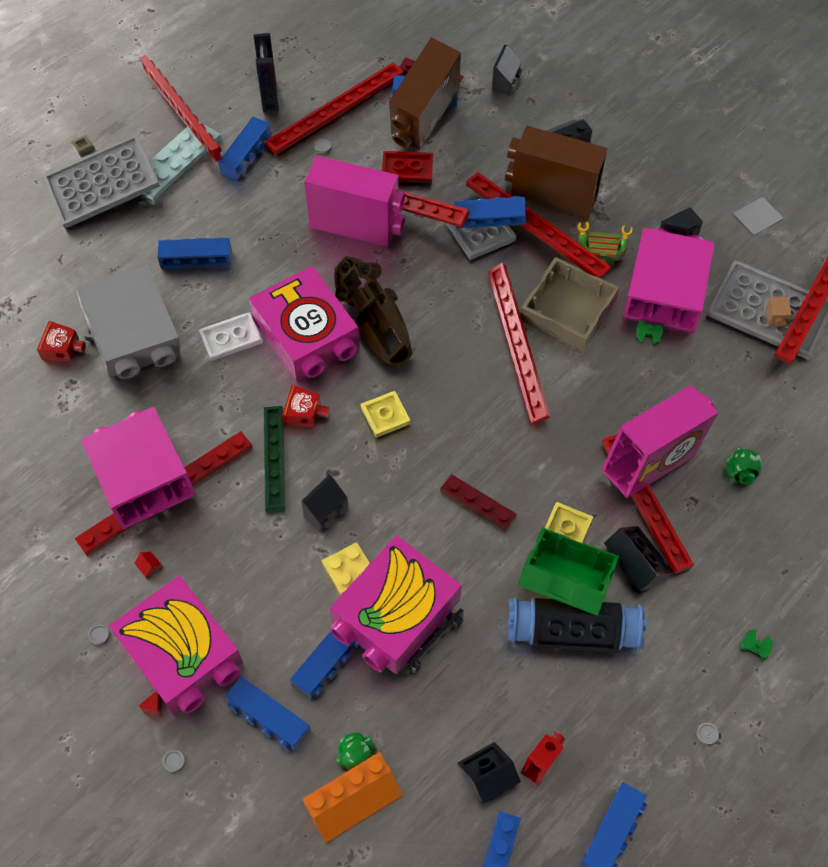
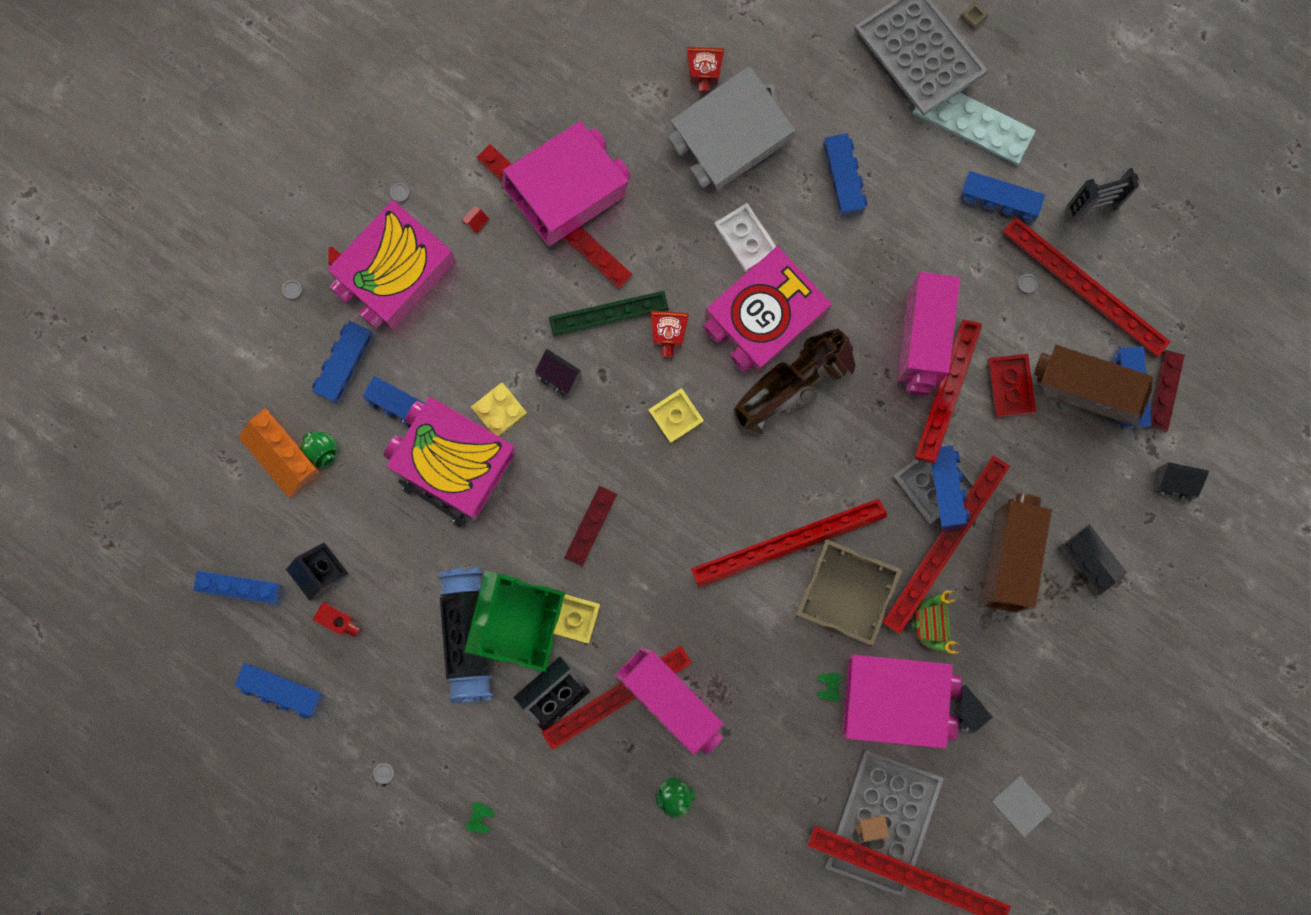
camera: 80 degrees right, 20 degrees up
(182, 110) = (1037, 114): red plate -> none

